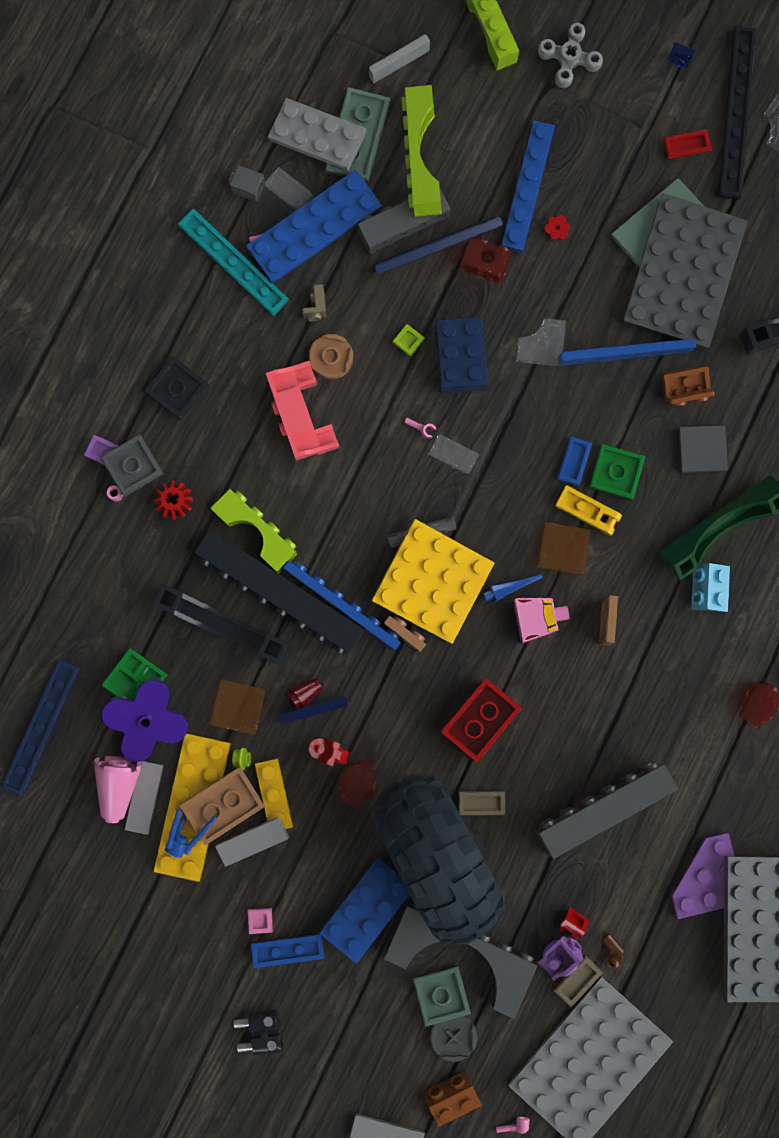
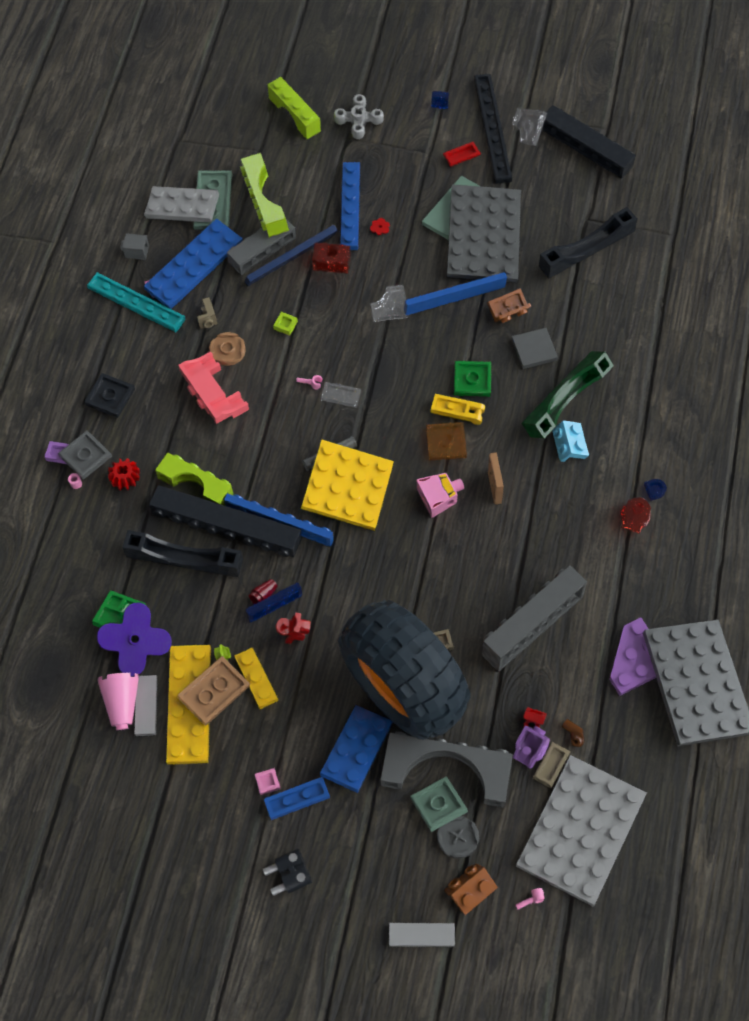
camera: 10 degrees left, 20 degrees down
(40, 728) = (46, 672): dark blue tile -> none
(177, 842) = (182, 727): blue plant -> none
(238, 707) = (210, 617): clear orange tile -> none
(252, 841) = (245, 716): light grey tile -> none
(288, 189) = (167, 244): clear tile -> none
(357, 783) = (324, 649): clear red hand -> none
(399, 58) = (232, 144): light grey tile -> none
(413, 639) = (341, 531): medium nougat plate -> none
(461, 355) = (329, 323): dark blue brick -> none
(481, 720) = (413, 576): red brick -> none
(501, 590) = (404, 481): blue piece -> none
(574, 461) = (437, 378): blue tile -> none

